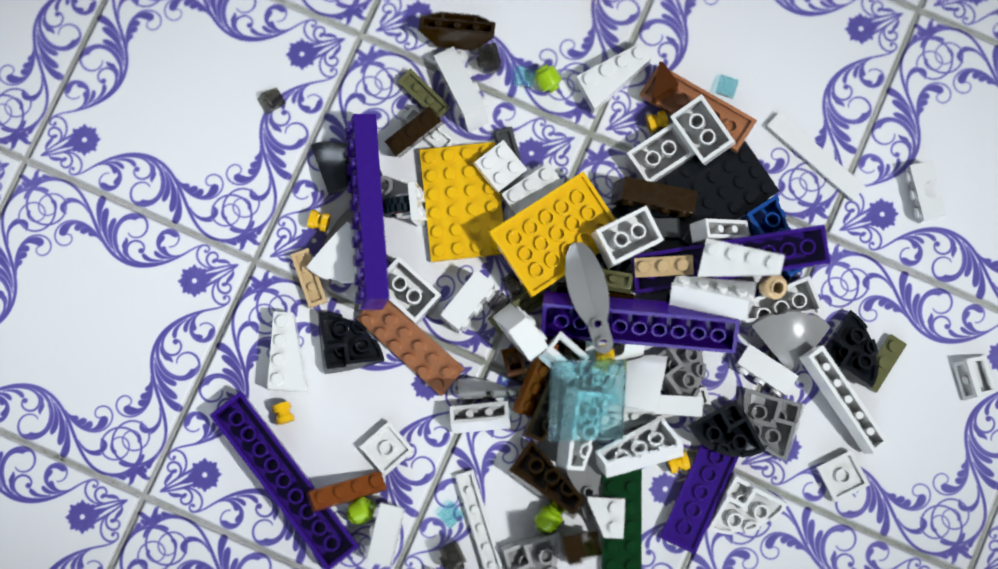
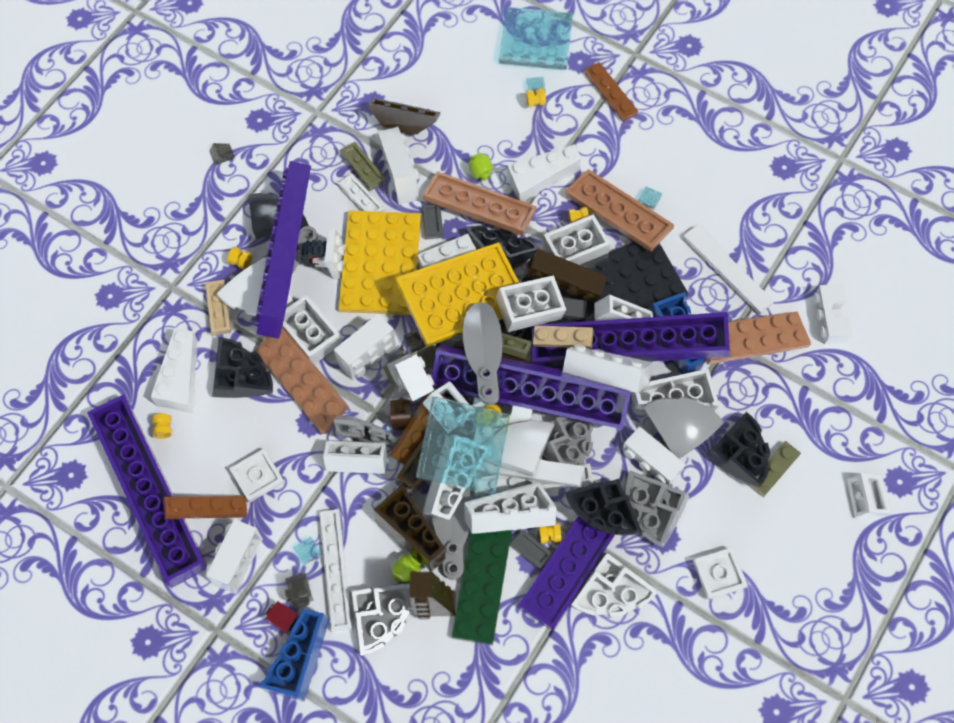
camera: 10 degrees right, 15 degrees down
(360, 510) = (214, 530): lime head -> none
(414, 132) = (346, 192): dark brown brick -> none
(489, 58) = (429, 143): clear smoke brick -> none
(500, 166) = (421, 233): white plate -> none
(524, 77) = (459, 165): clear light blue tile -> none
(553, 121) = (479, 203): none -> nougat plate
(573, 161) = (515, 248): none -> black brick
(608, 515) = (468, 573): white wing -> none
(663, 480) = (531, 549): none -> dark grey tile
(664, 84) = (589, 182): reddish brown slope -> none
(703, 129) = (620, 222): white brick -> none
(733, 260) = (636, 335): white wedge -> none
(772, 286) = (669, 369): tan head -> none
(843, 399) = (729, 493): white brick -> none
(862, 227) = (765, 336): none -> nougat plate

